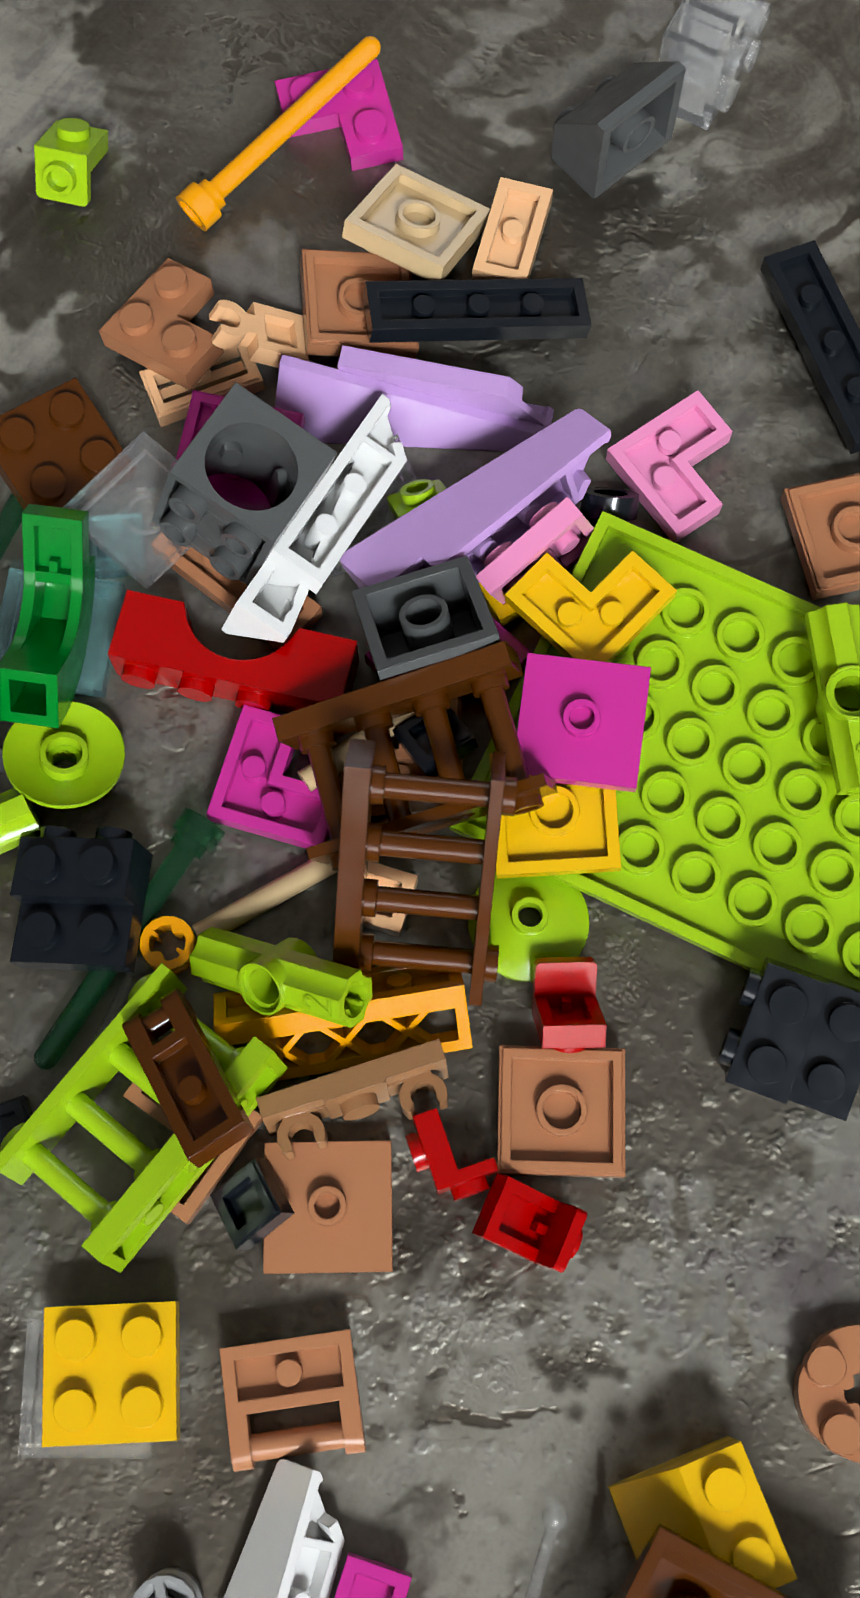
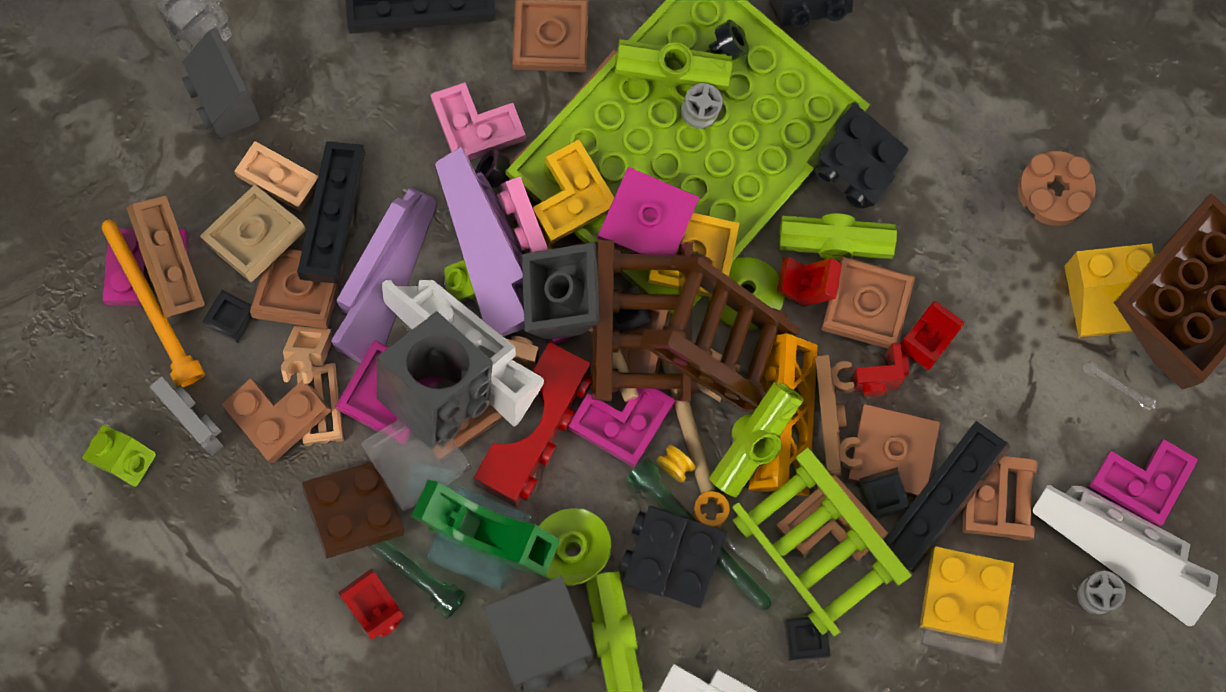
camera: 80 degrees left, 0 degrees up
(134, 216) = (180, 405): none -> light grey plate
(188, 1079) = (815, 498): reddish brown plate -> none
(225, 874) = (675, 463): none -> yellow bush
(264, 1302) = (945, 495): none -> black plate
(293, 231) = (228, 316): none -> black tile
(338, 606) = (526, 352): none -> light nougat plate
(346, 120) = (165, 256): none -> medium nougat plate
(657, 1036) = (837, 236): none -> lime piece
(806, 754) = (705, 98): none -> light grey wheel

